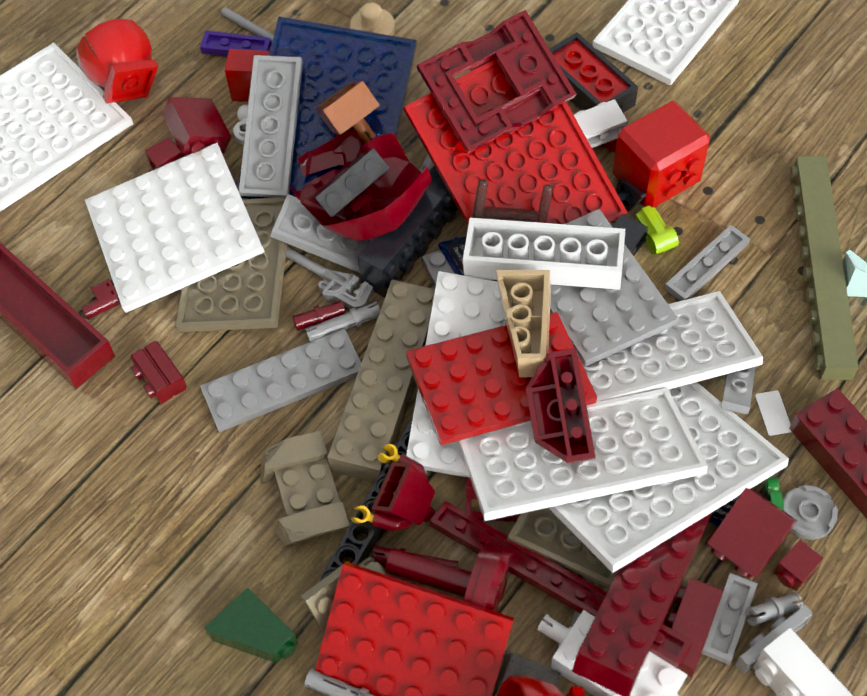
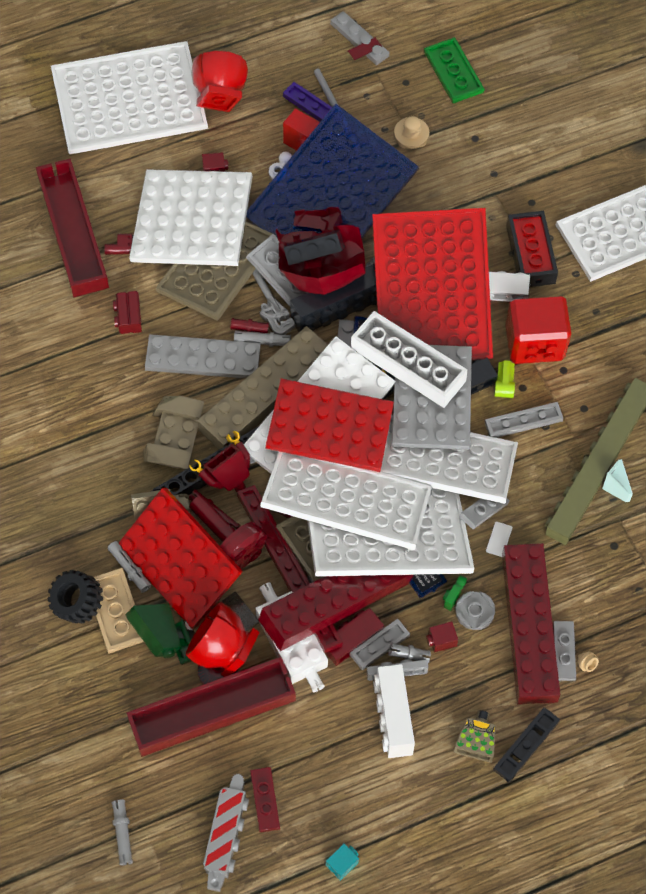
camera: 25 degrees right, 5 degrees up
(195, 124) = (246, 151): dark red brick -> none
(252, 629) = (96, 500): dark green slope -> none
(270, 126) = (289, 179): light grey plate -> none
(348, 110) = (342, 194): brick -> none
(510, 213) = (405, 322): clear smoke plate -> none
(524, 62) = (468, 221): dark red piece -> none
(526, 309) = (366, 395): tan wedge -> none
(560, 408) = (348, 463): dark red wedge -> none
(629, 194) = (502, 345): black piece -> none
(751, 533) = (425, 601): dark red brick -> none

